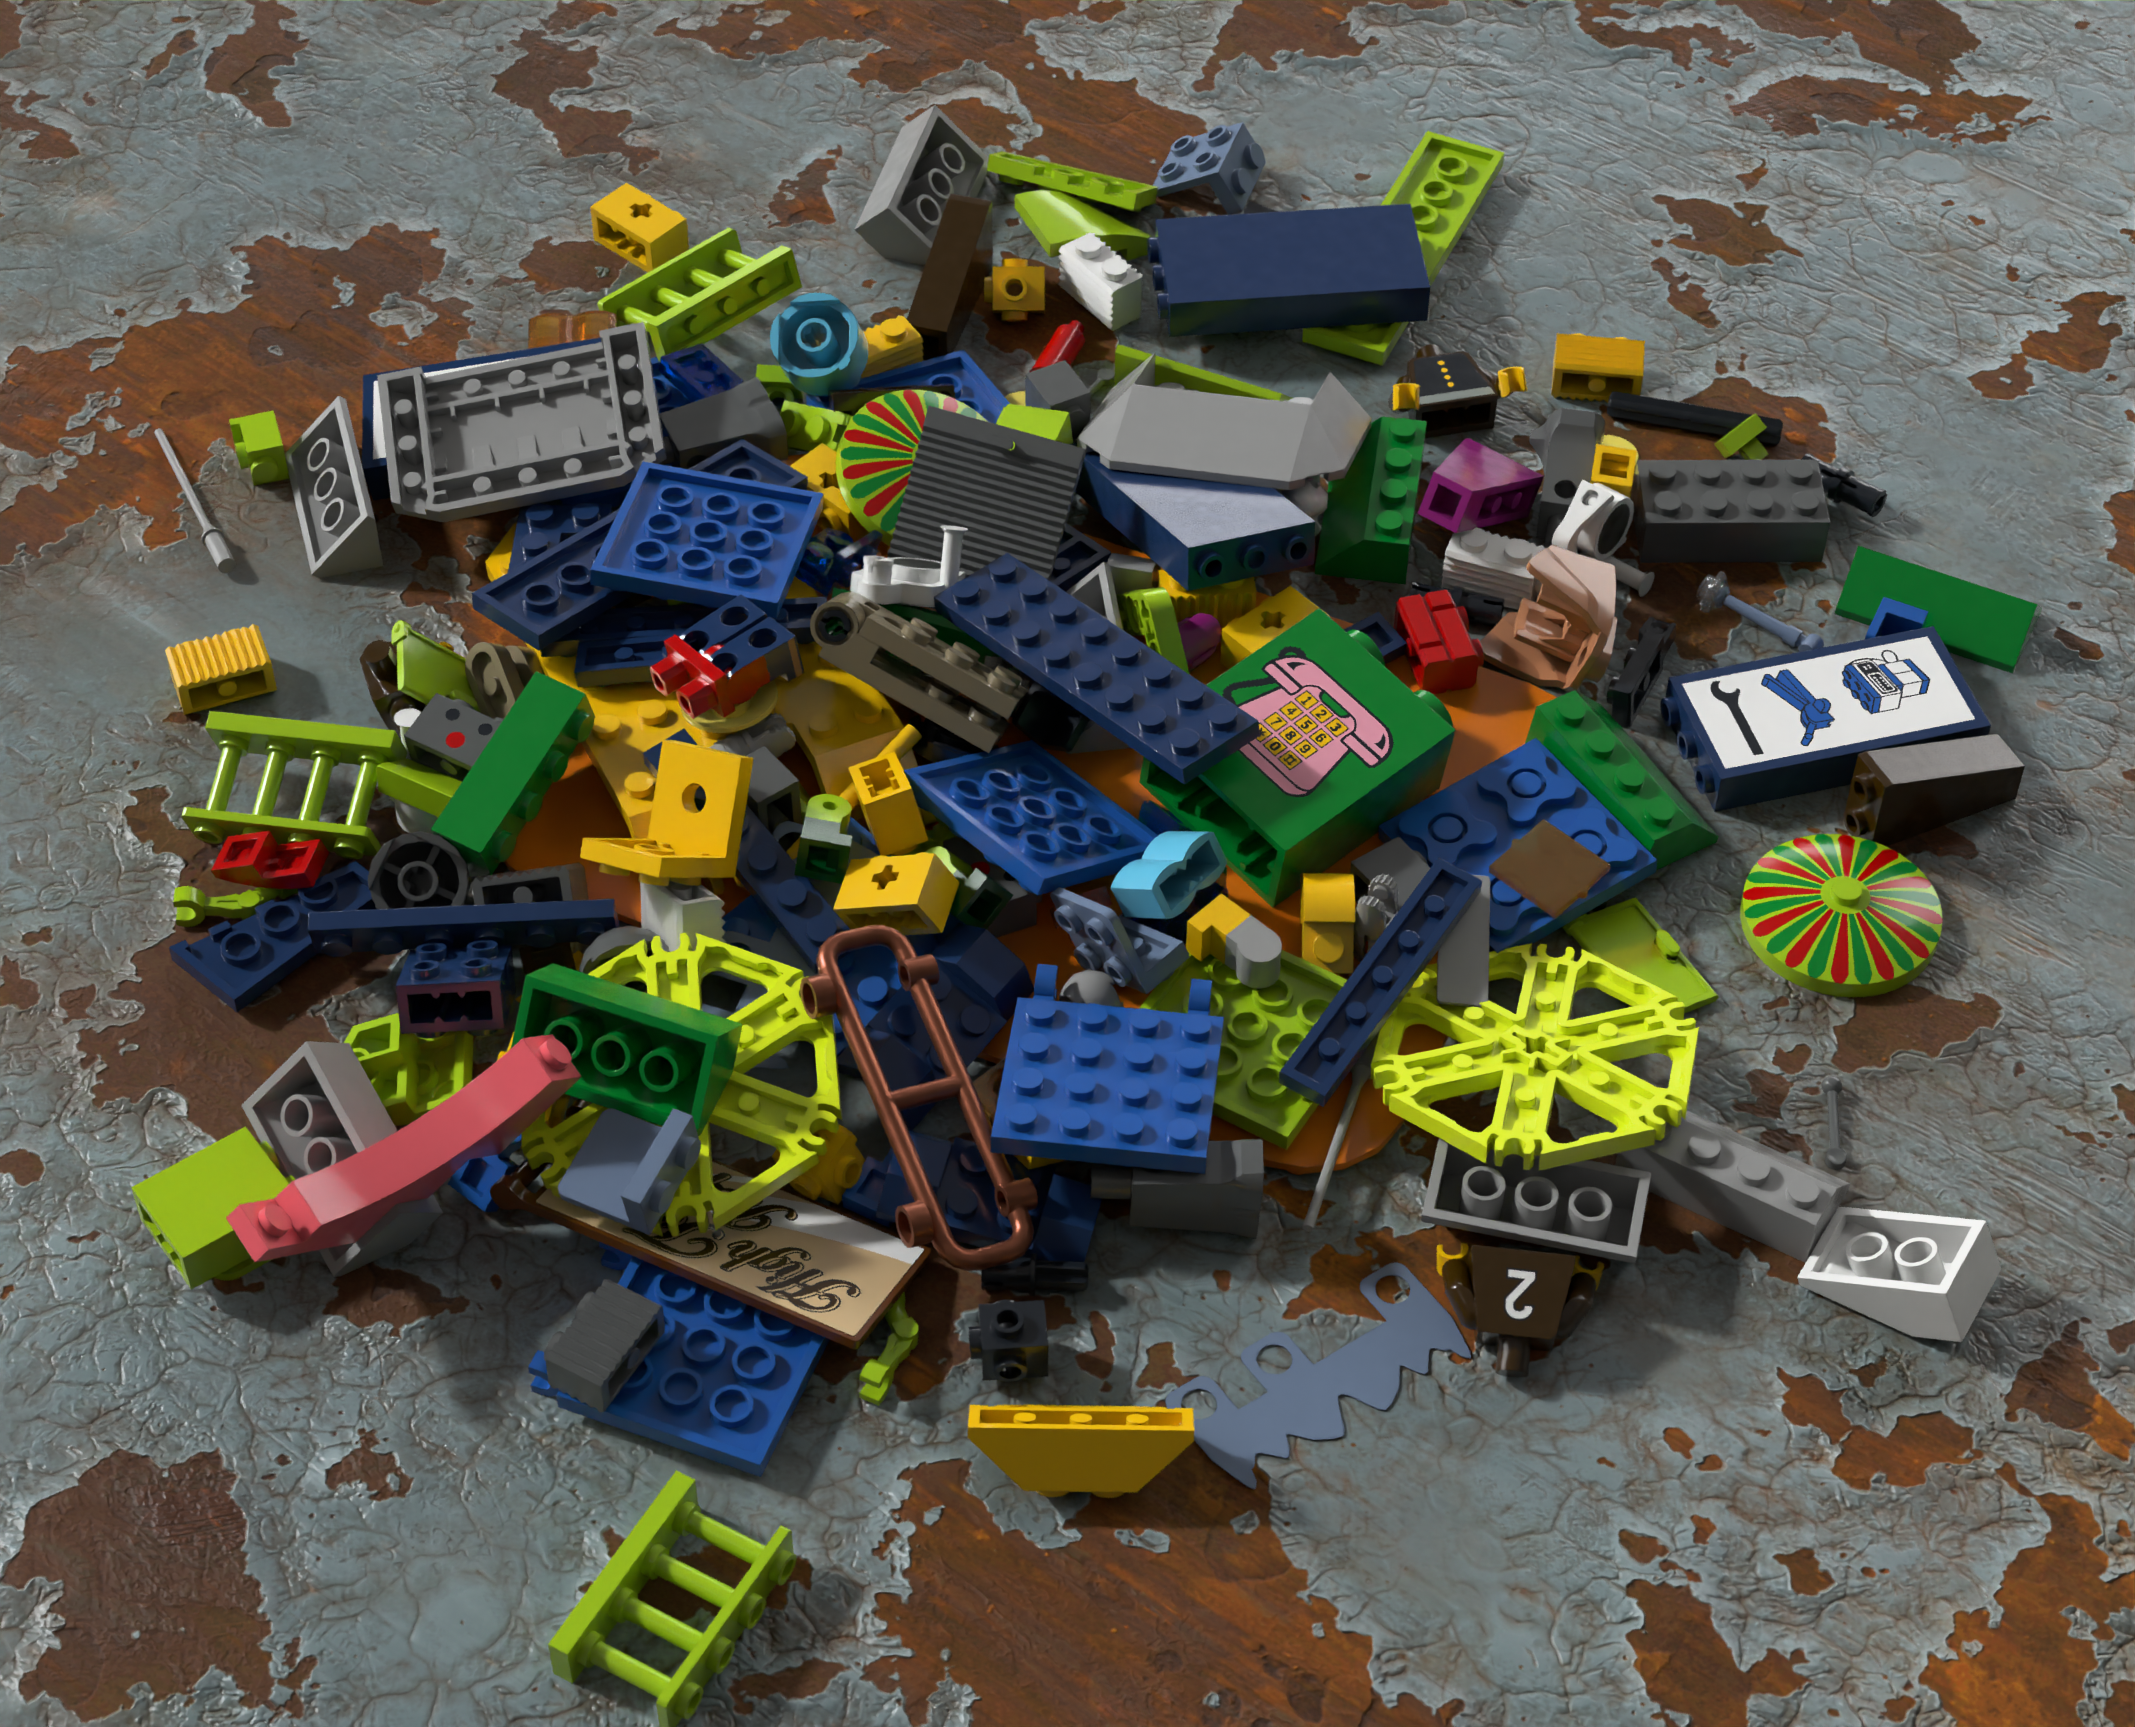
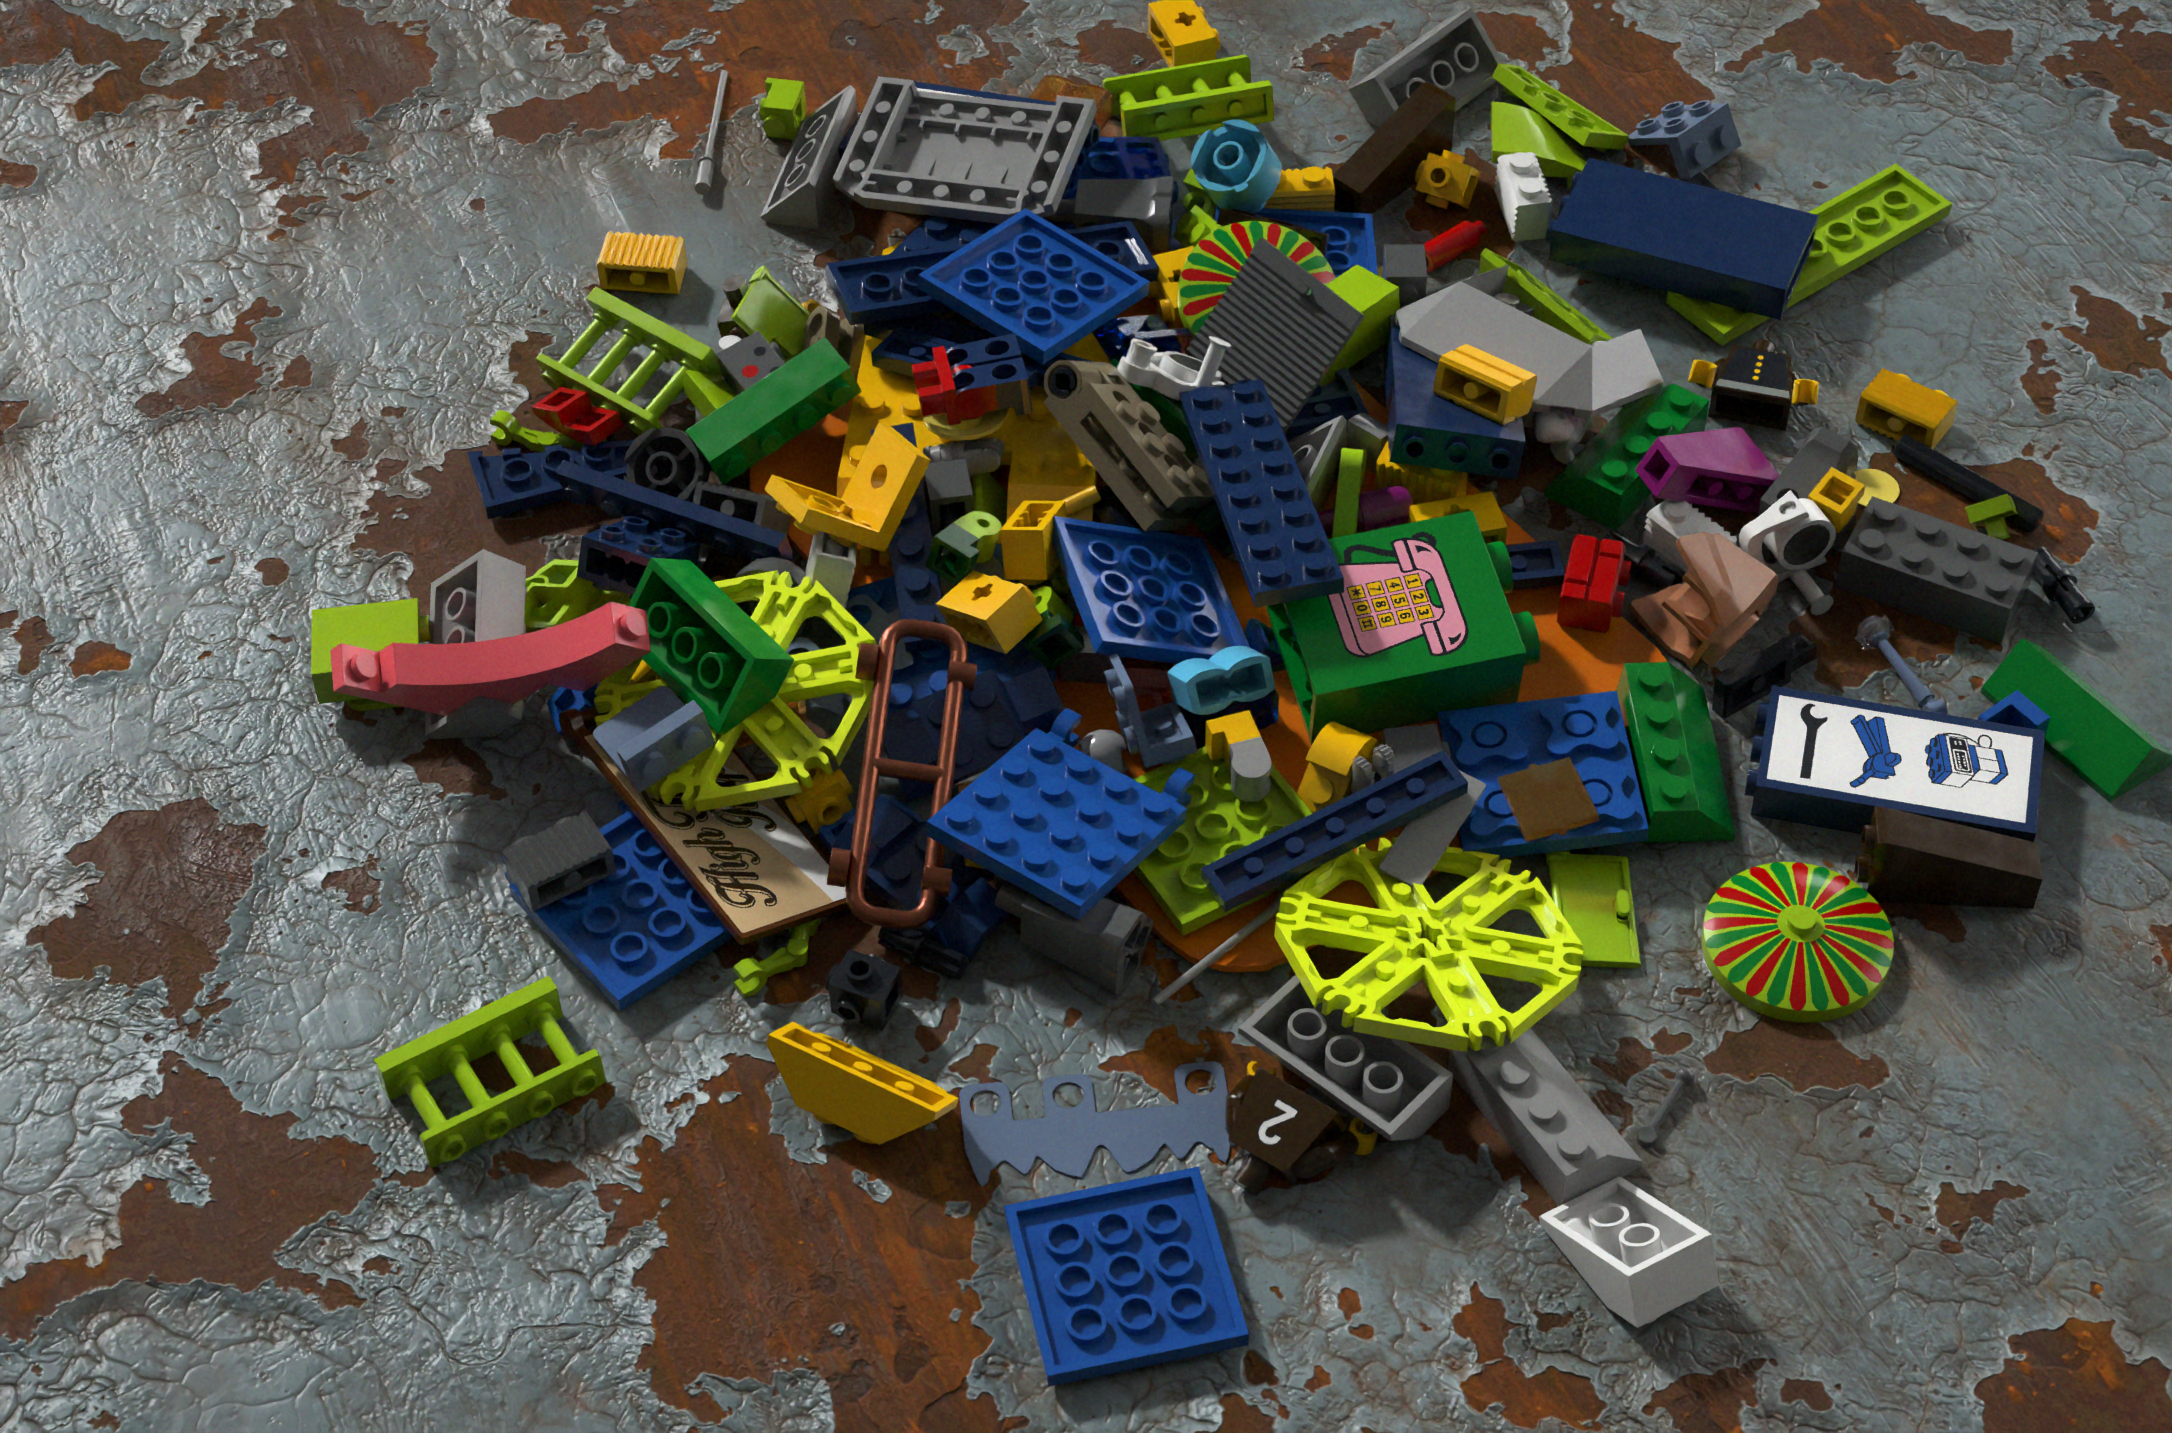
camera: 30 degrees right, 0 degrees up
(1239, 478) = (1485, 384): none -> yellow brick
(1461, 1513) = (1125, 1276): none -> blue piece

